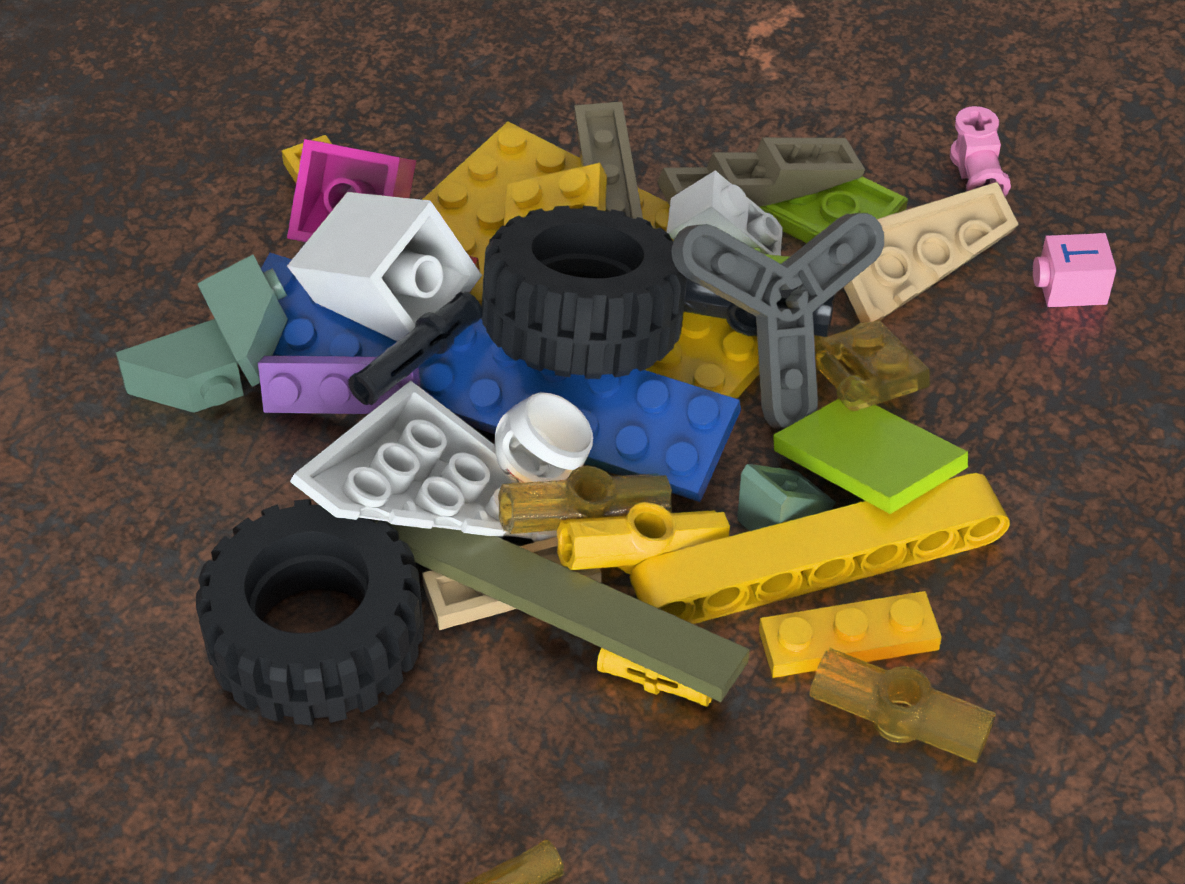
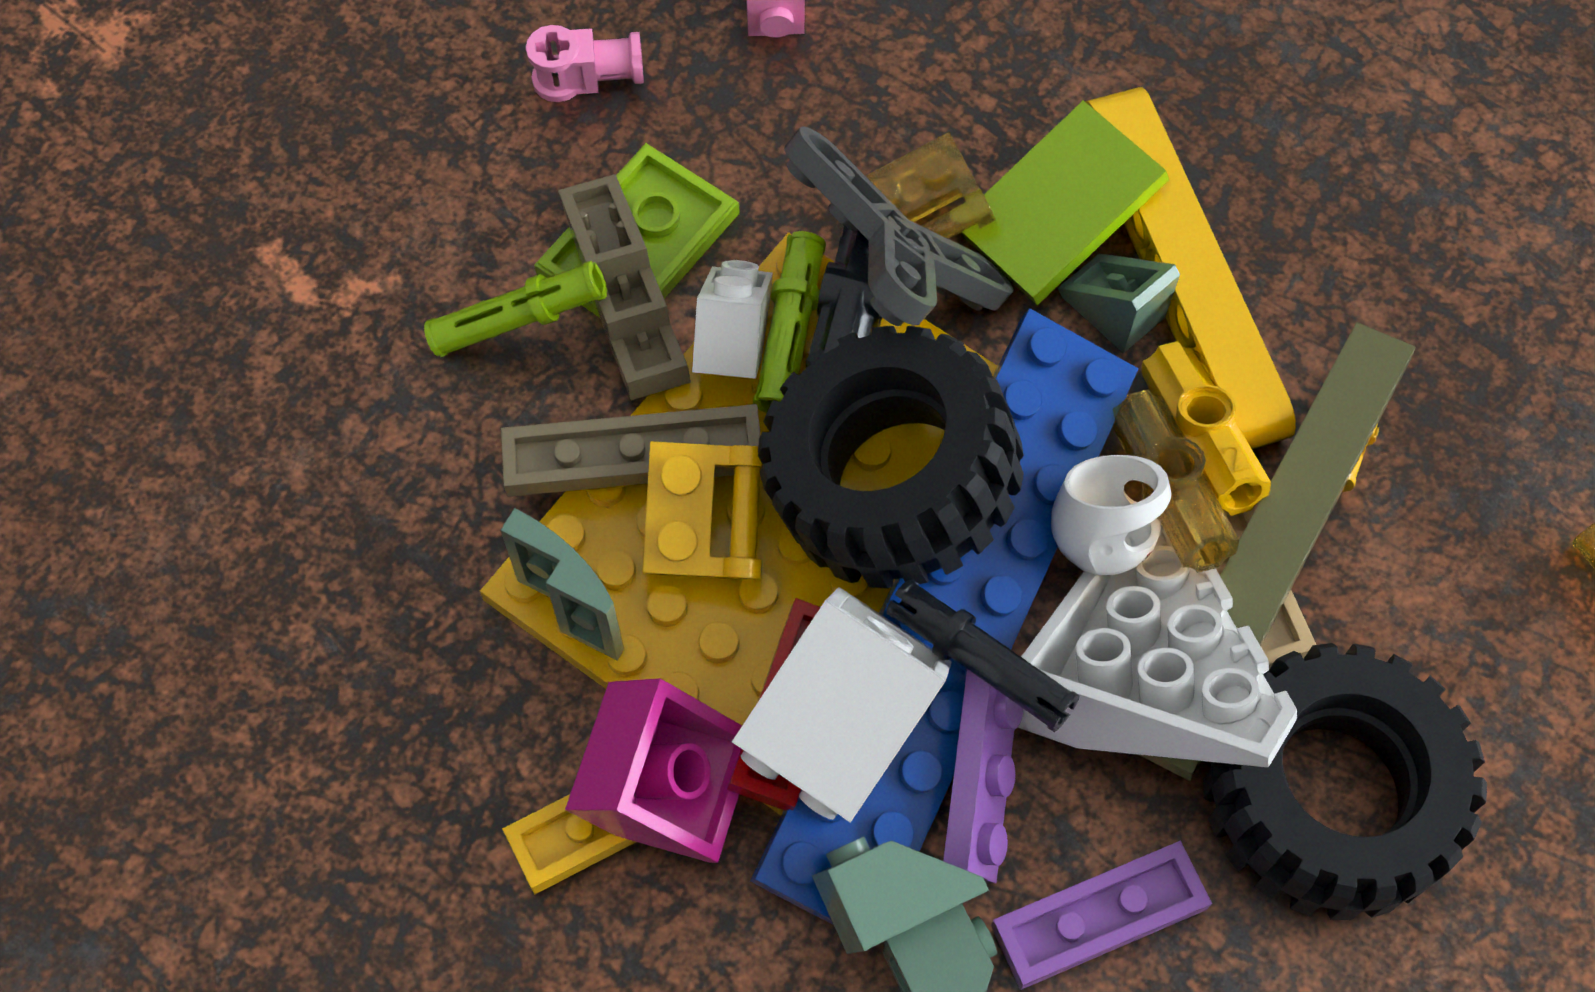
camera: 90 degrees left, 15 degrees up
(225, 462) = (1100, 914): none -> medium lavender plate
(485, 126) = (558, 571): none -> sand green slope
(733, 117) = (539, 300): none -> lime pin
(860, 629) = (1276, 253): yellow plate -> none
(927, 246) = (730, 134): tan wing -> none
(932, 714) = (1364, 228): clear yellow piece -> none

